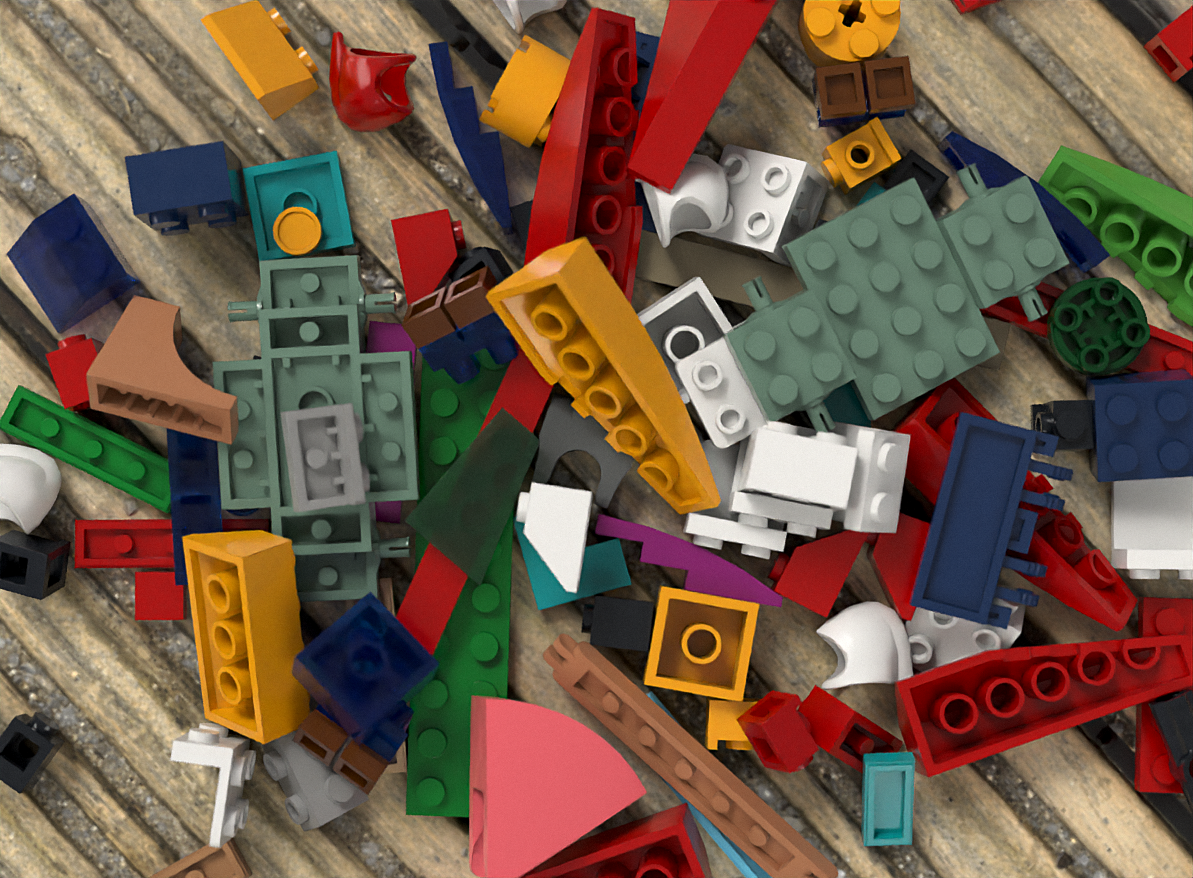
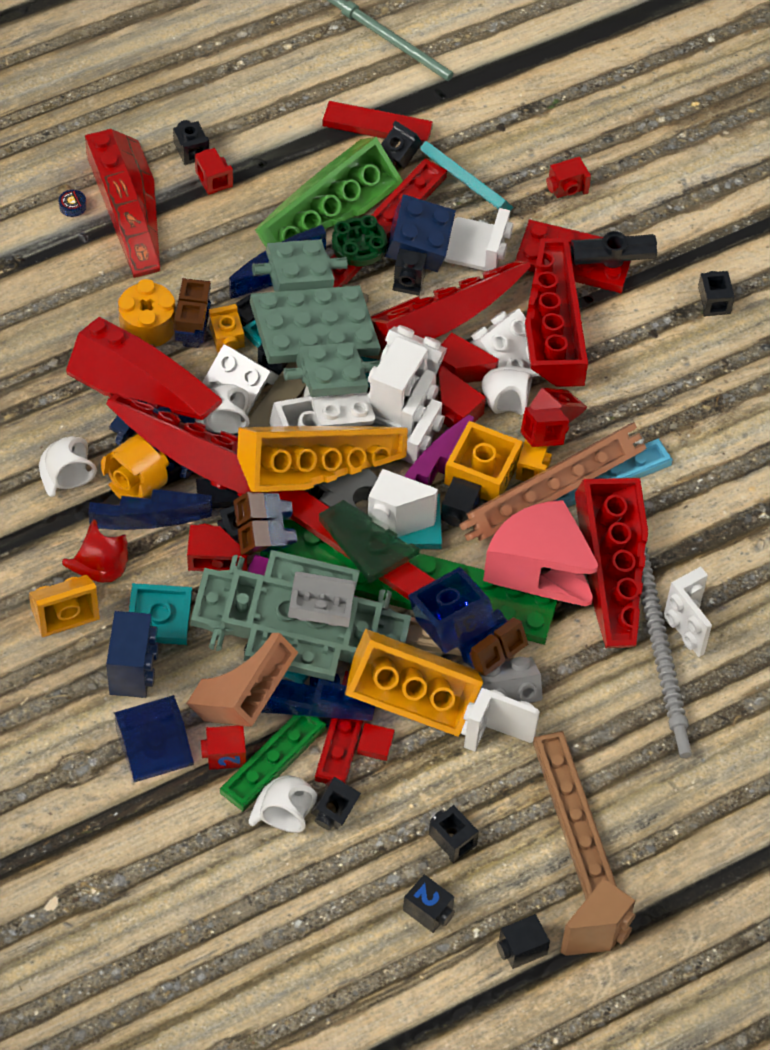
camera: 75 degrees left, 30 degrees down
(297, 231) = (175, 612): light orange piece -> none
(887, 799) = (597, 398): teal tile -> none
(980, 519) = (452, 305): dark blue hinge -> none

